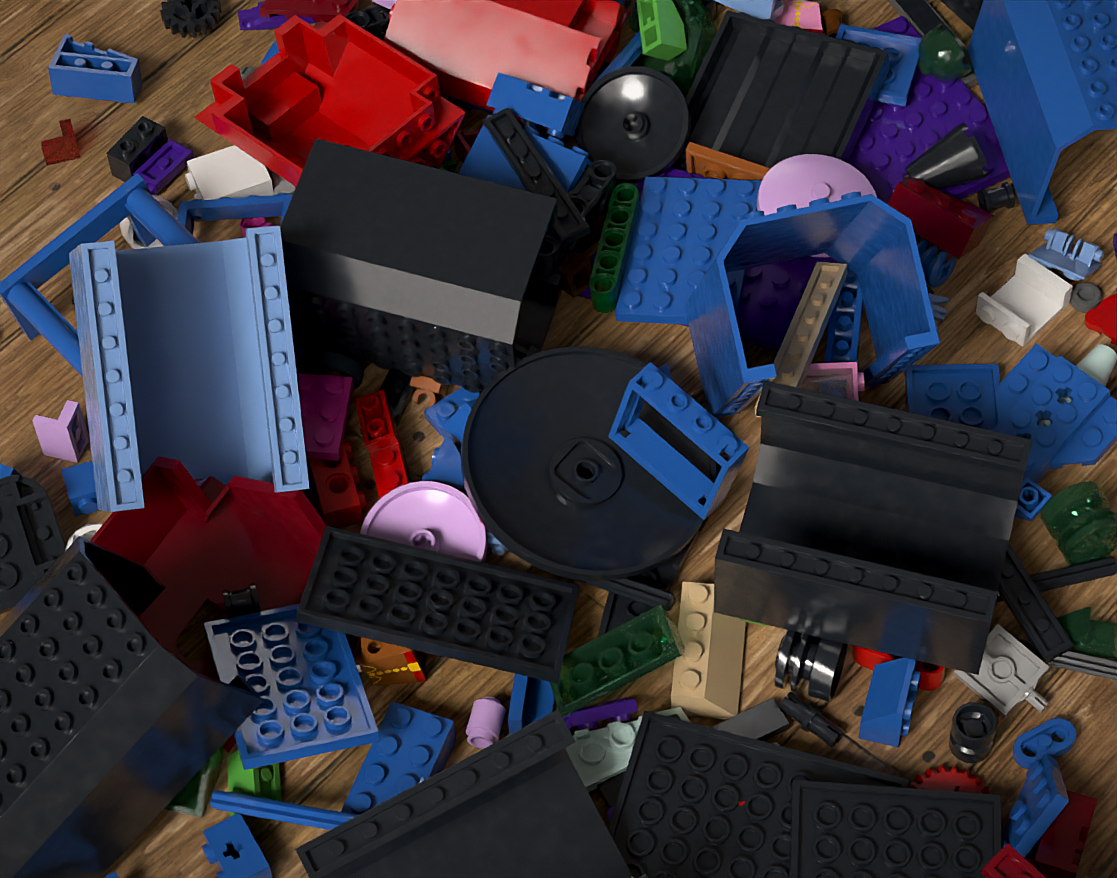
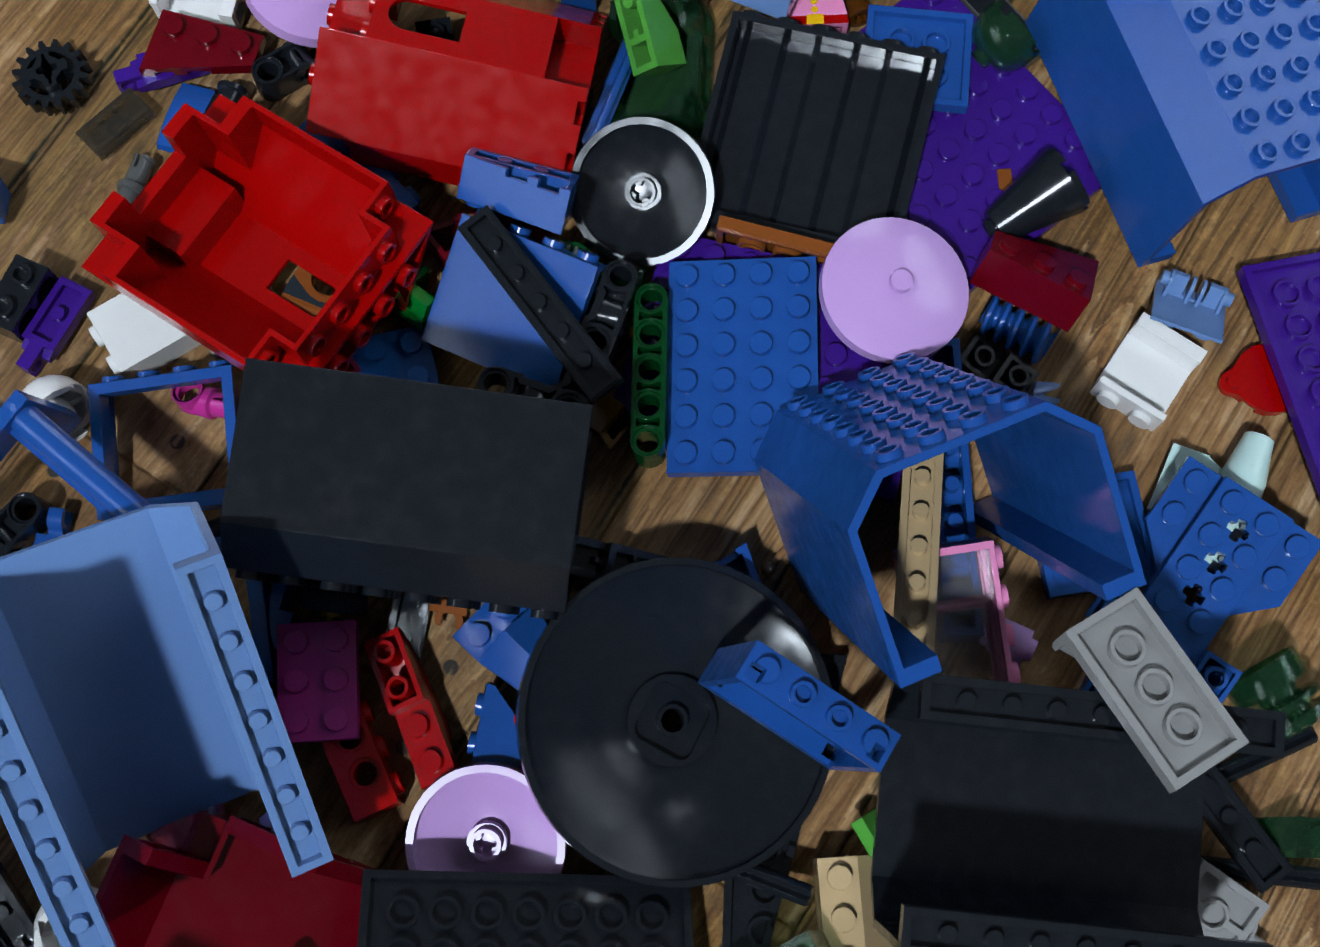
camera: 15 degrees left, 20 degrees up
(232, 47) = (115, 124): none -> clear smoke plate
(929, 404) = (1153, 689): none -> light grey plate
(996, 198) = (1090, 228): black bush -> none
(1085, 297) = (1218, 355): dark grey tile -> none

